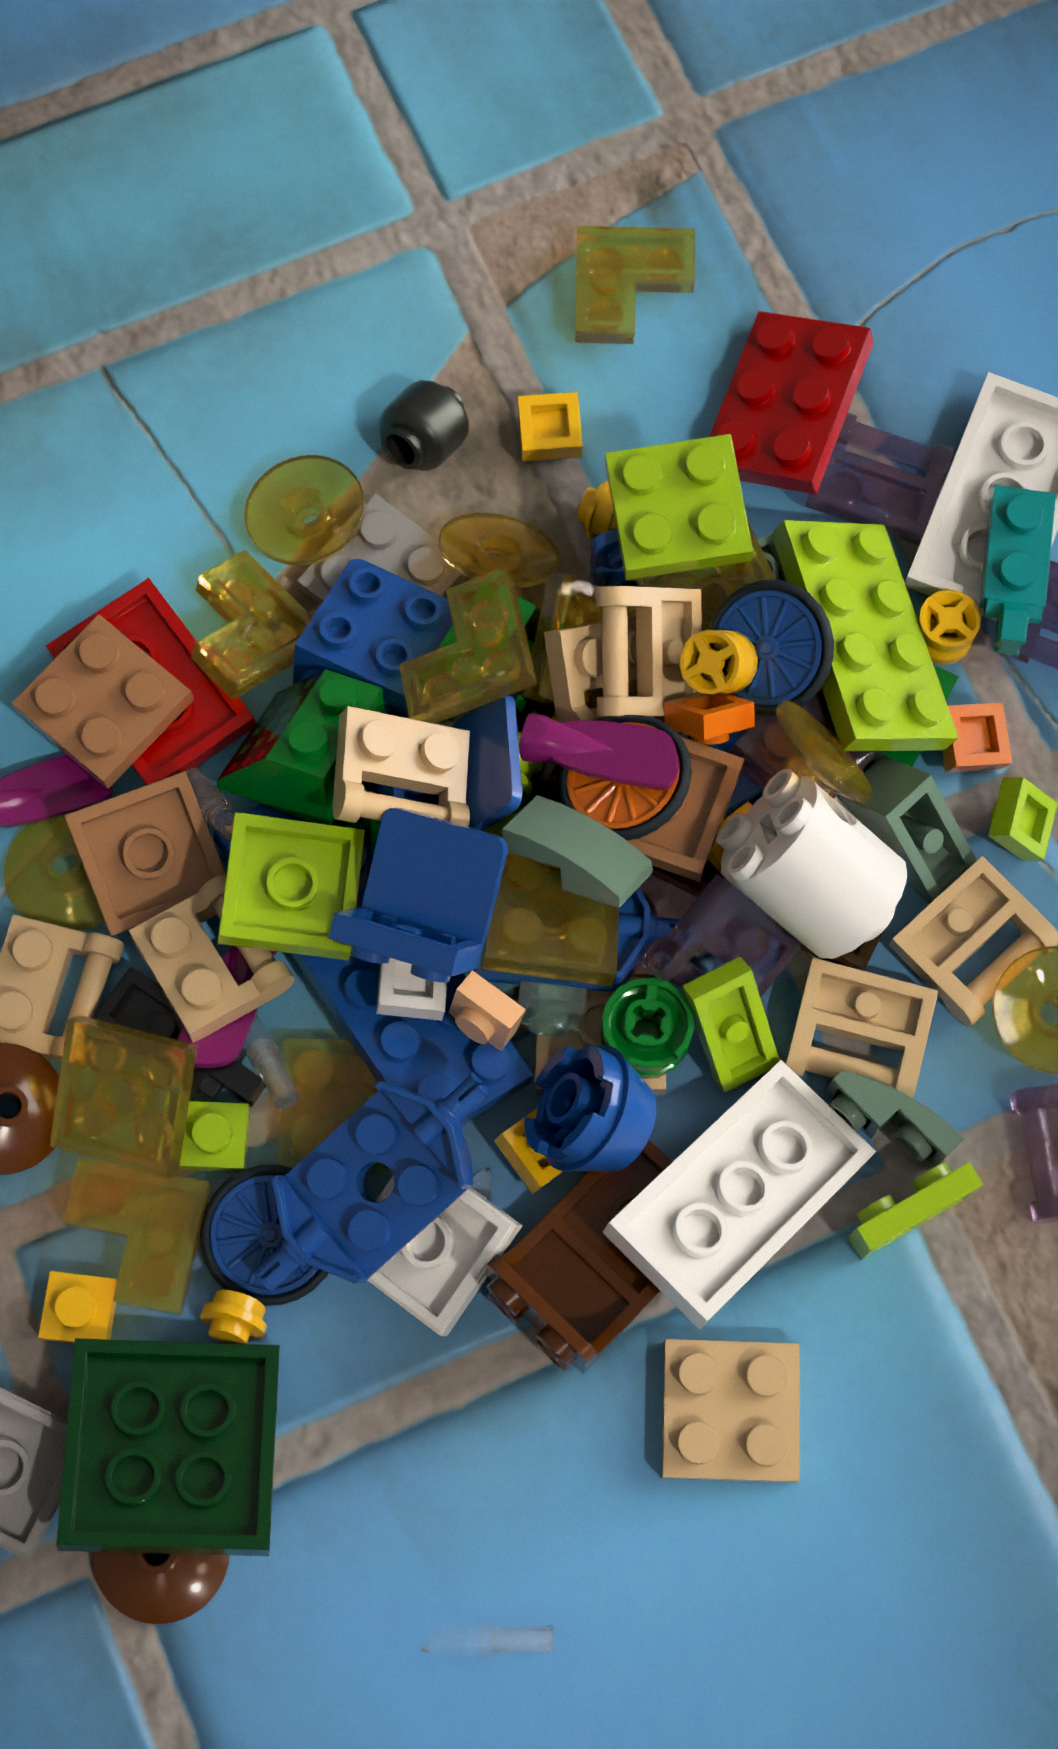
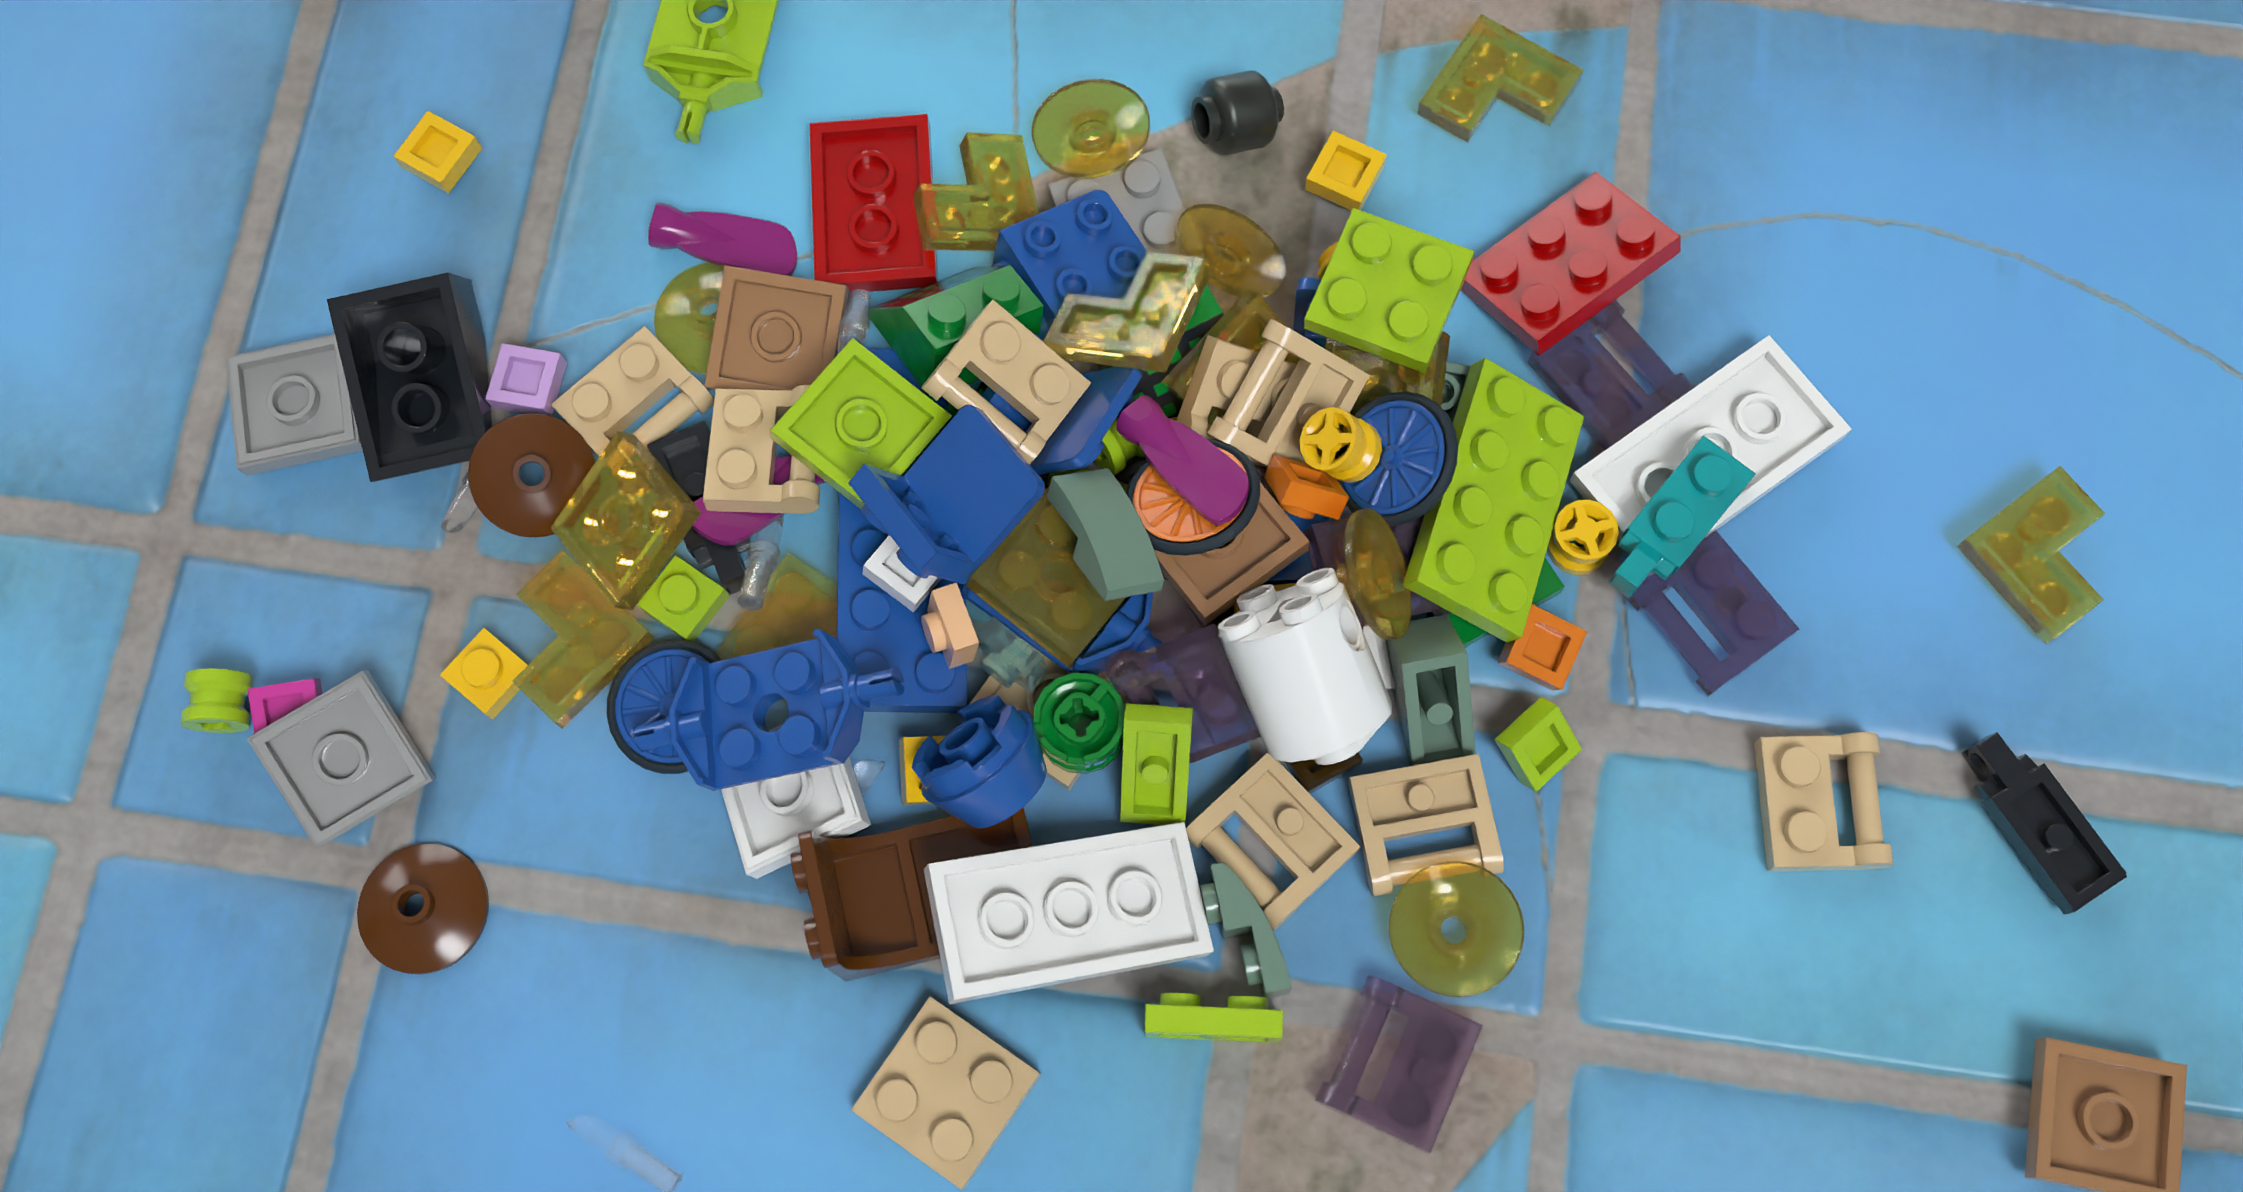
camera: 40 degrees right, 0 degrees up
(103, 701) = (821, 193): medium nougat plate -> none
(169, 1448) = (473, 827): dark green plate -> none
(234, 1317) = (597, 756): yellow plate -> none

